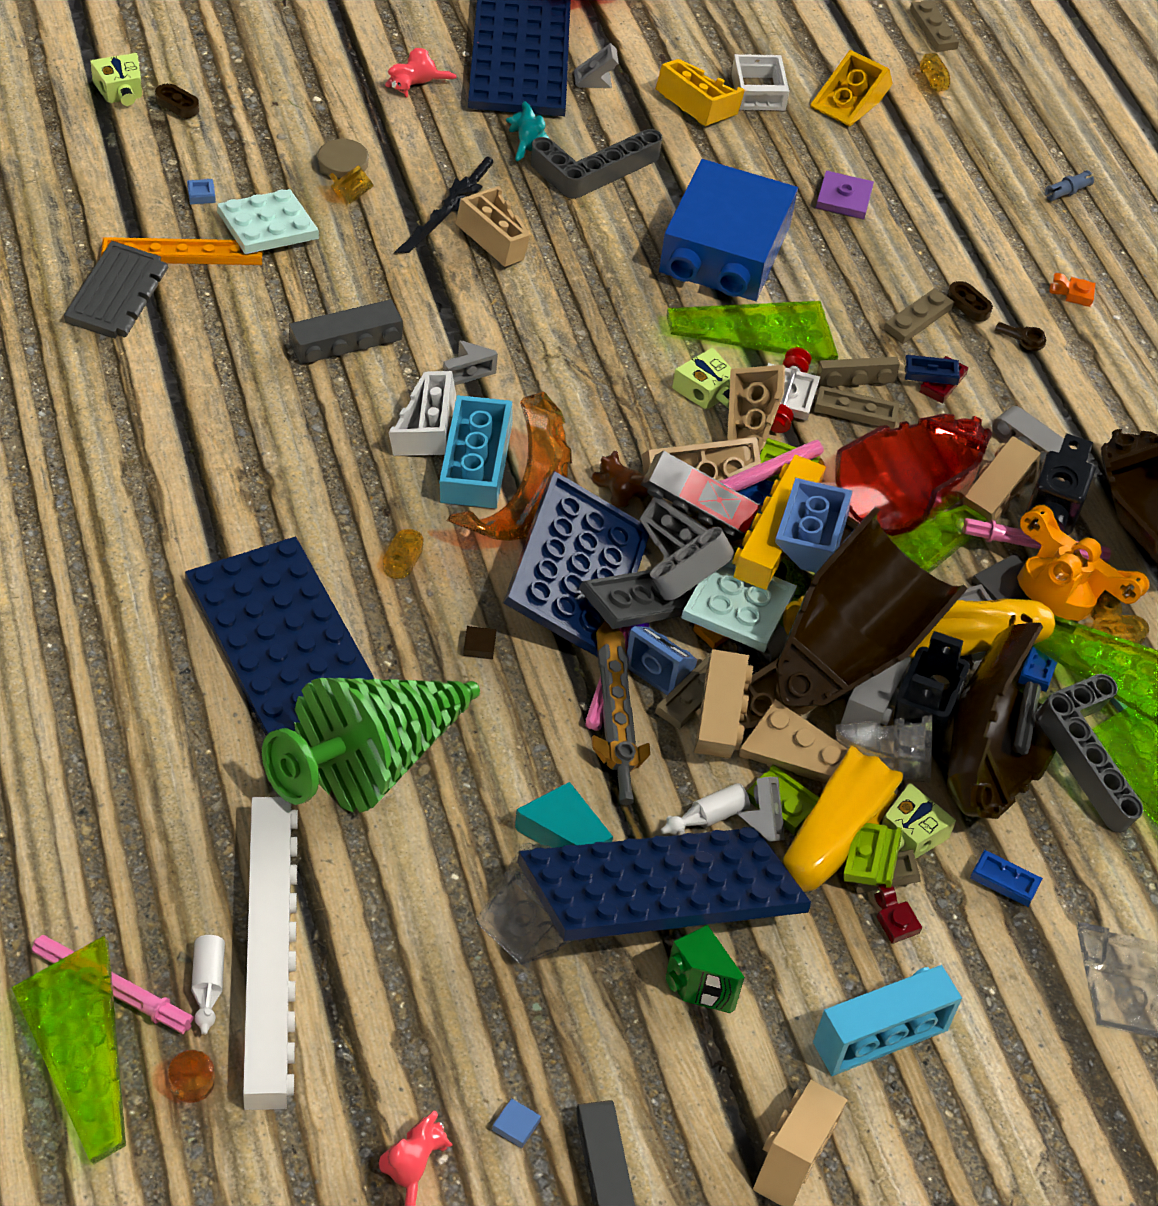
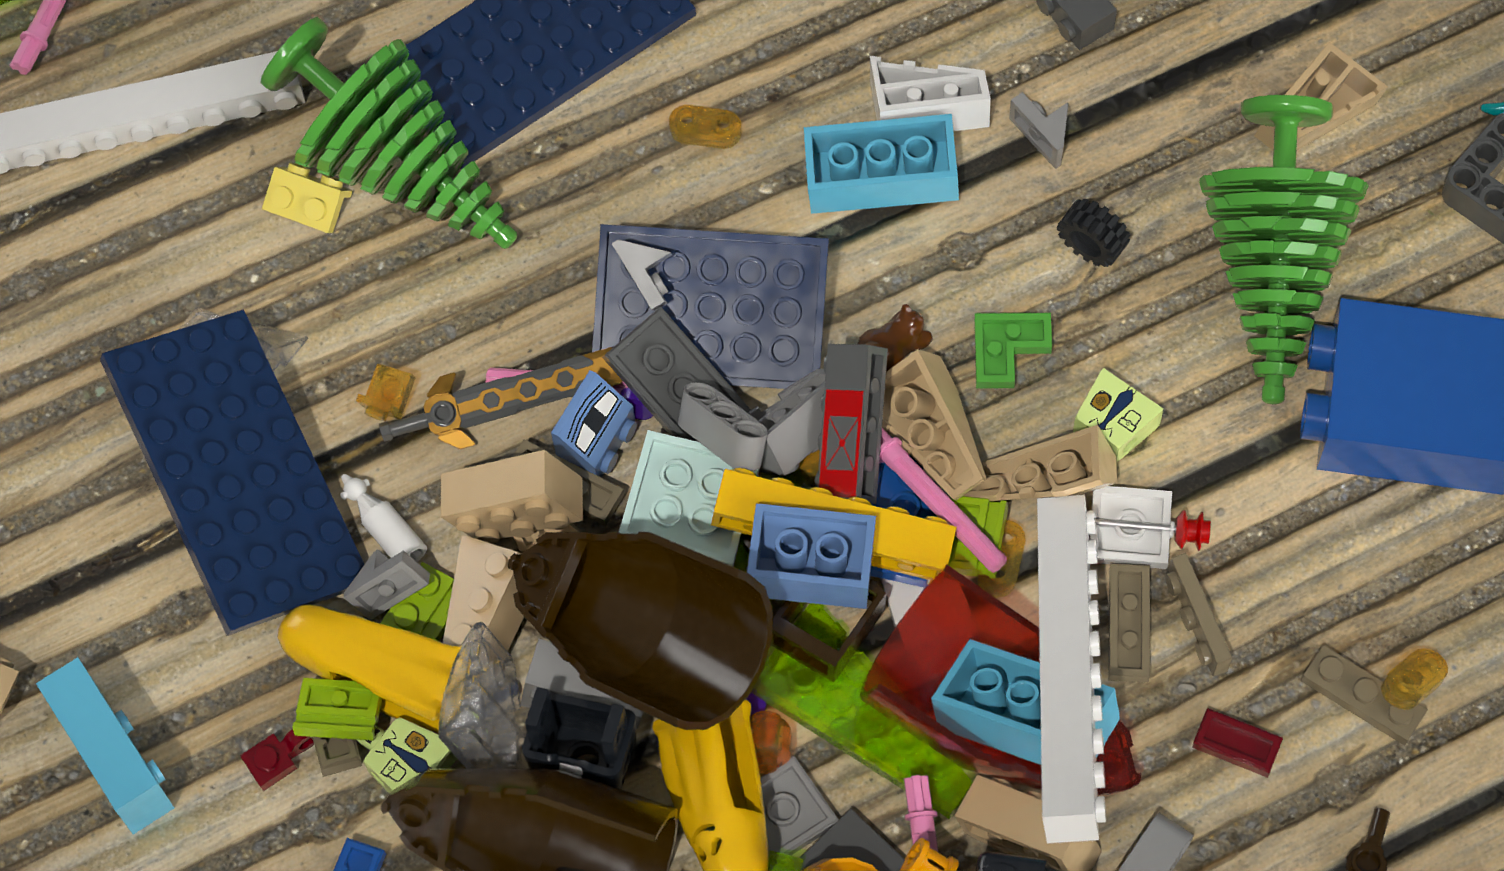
camera: 90 degrees right, 15 degrees up
(207, 977) = (74, 71): white wheel -> none
(394, 819) = (305, 197): none -> light yellow bracket
(459, 190) = (1360, 50): black sword -> none
(479, 642) = (584, 234): dark brown tile -> none
(546, 454) = (852, 255): clear orange windscreen -> none
(553, 580) = (638, 261): none -> light grey slope
(561, 819) = (328, 373): teal slope -> none
(567, 352) = (1093, 232): none -> black tyre
(597, 789) = (387, 393): none -> clear yellow bracket
(601, 251) = (1281, 234): none -> bright green plant
(634, 427) = (1003, 335): none -> bright green plate
(704, 971) = (140, 539): green slope -> none
(759, 326) = (1254, 492): clear neon green wing -> none
(915, 285) = (1414, 679): none -> clear yellow plate
(925, 401) = (1068, 671): none -> white brick
(931, 369) = (1241, 747): dark blue tile -> none
(935, 444) = (997, 701): none -> medium azure brick
(970, 301) = (1415, 765): dark brown plate -> none

